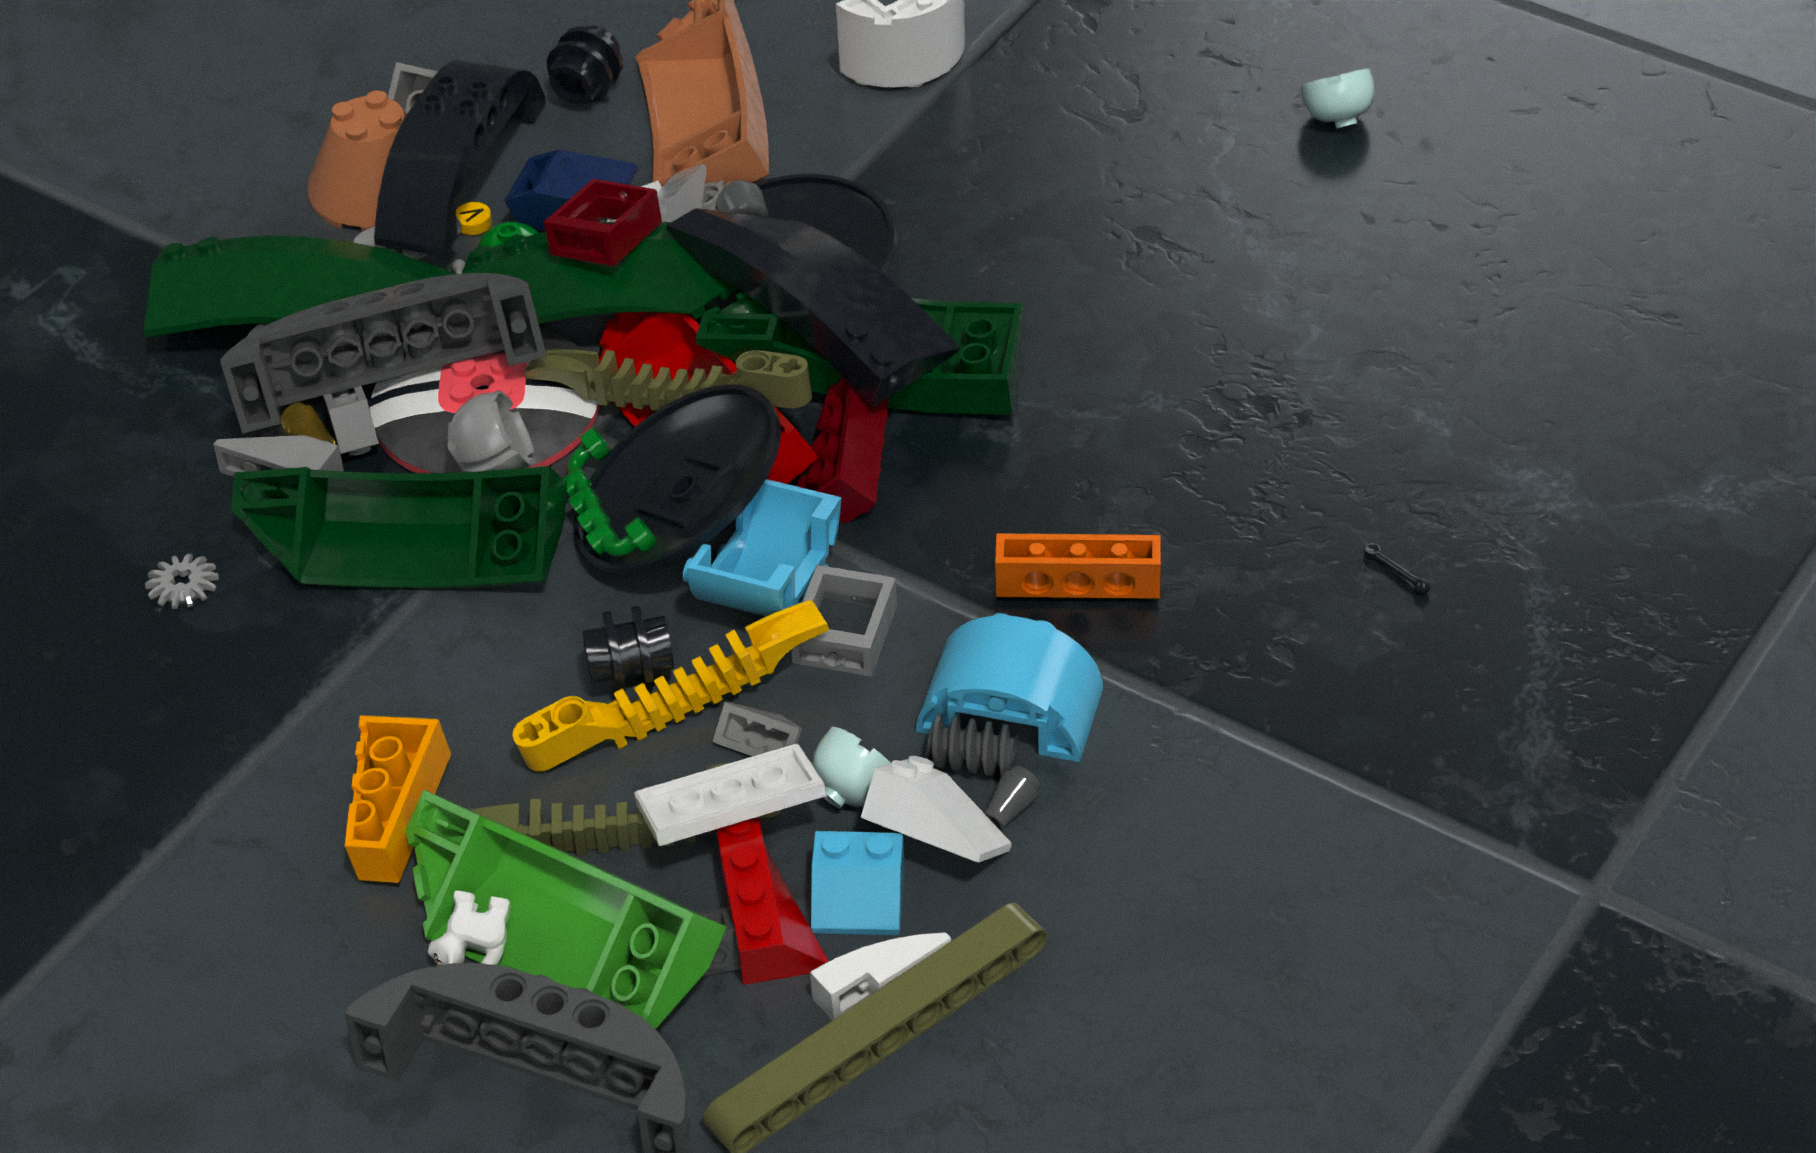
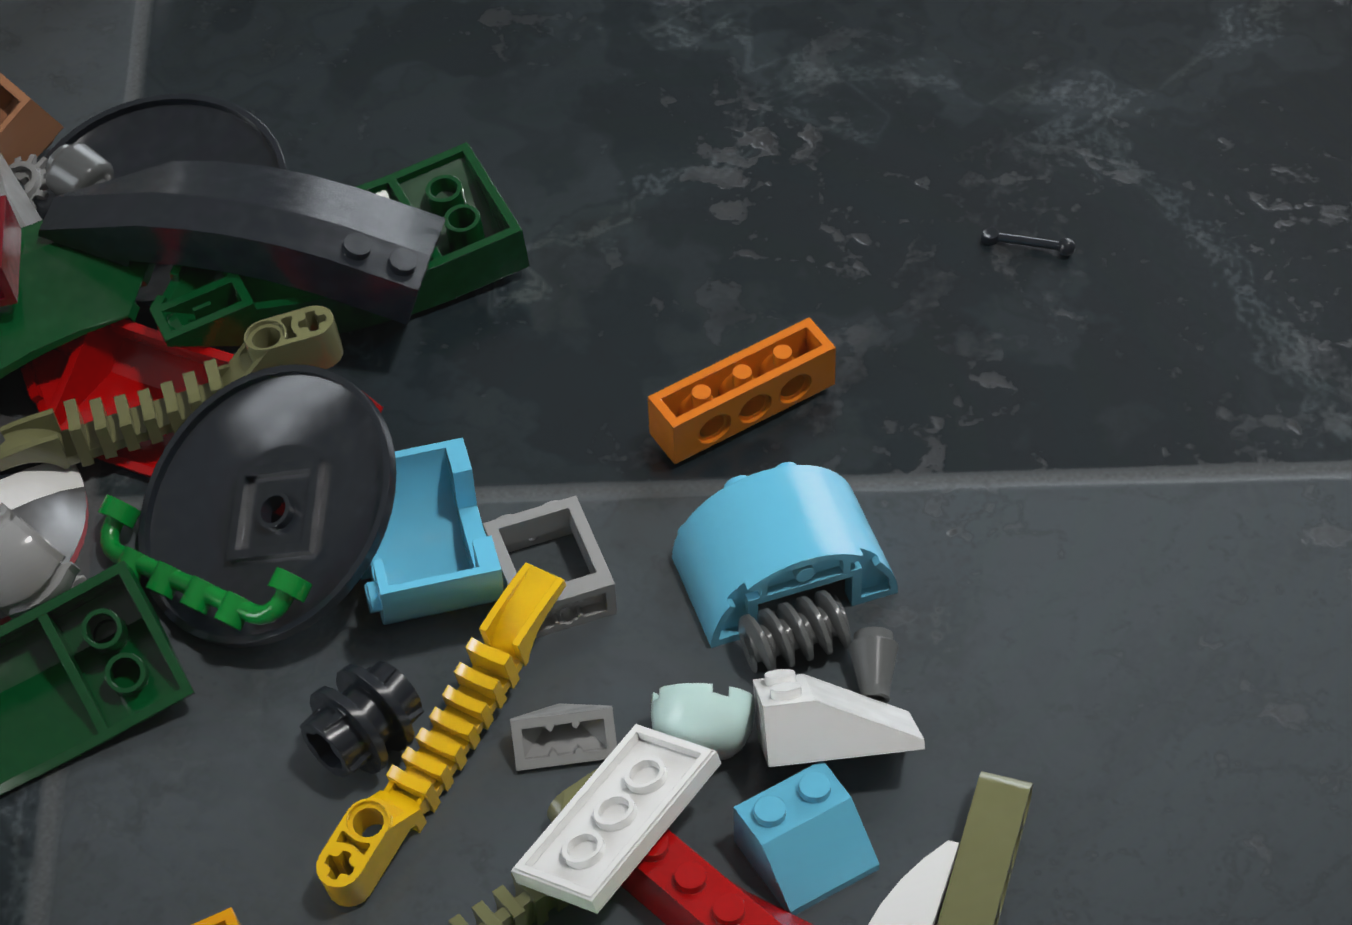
camera: 35 degrees left, 5 degrees up
(848, 450) = (401, 377): dark red wedge -> none

